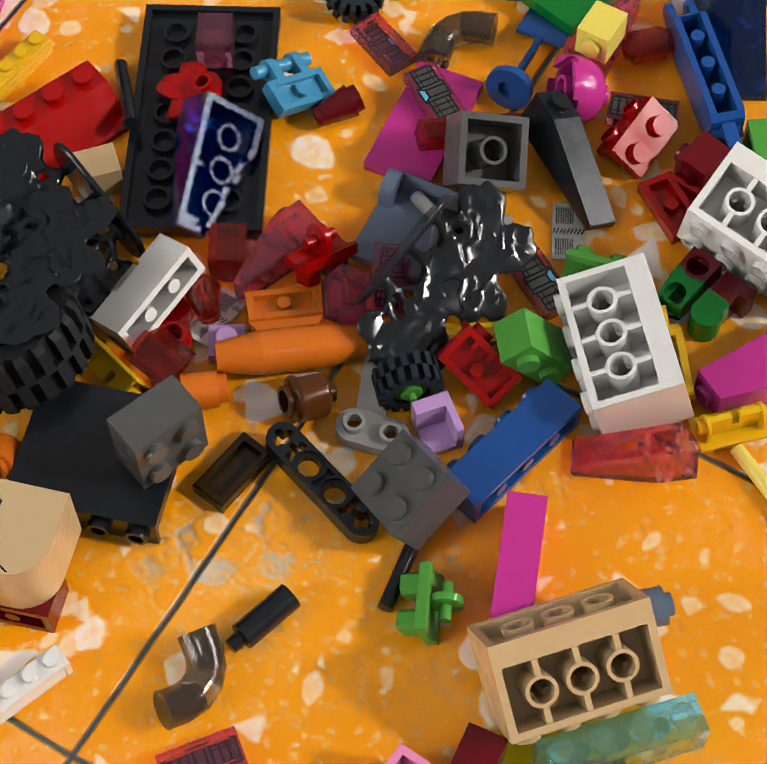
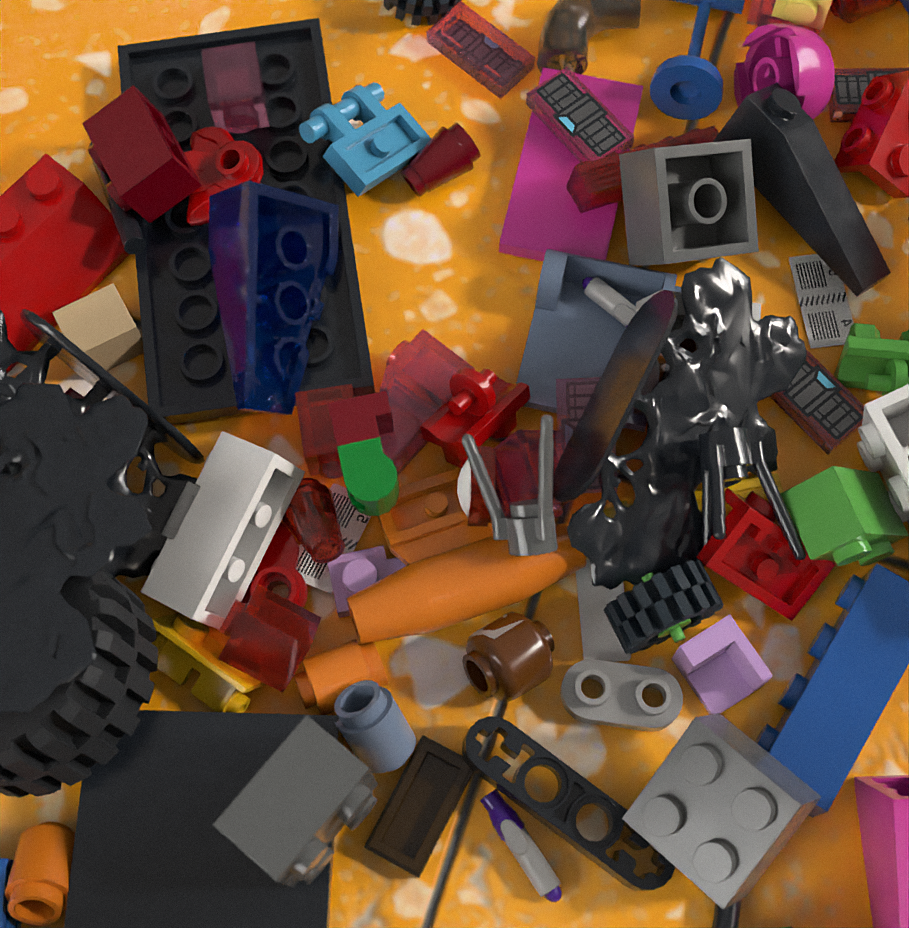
camera: 10 degrees left, 10 degrees up
(145, 69) = (139, 156): none -> dark red brick
(217, 416) = (374, 726): none -> sand blue brick
(243, 270) = (366, 470): none -> leg
(289, 504) = (513, 832): none -> light grey piece
(310, 292) = (469, 492): none -> clear red tile
(334, 312) = (531, 522): none -> dark grey plant
(462, 298) = (726, 459): none -> black plant

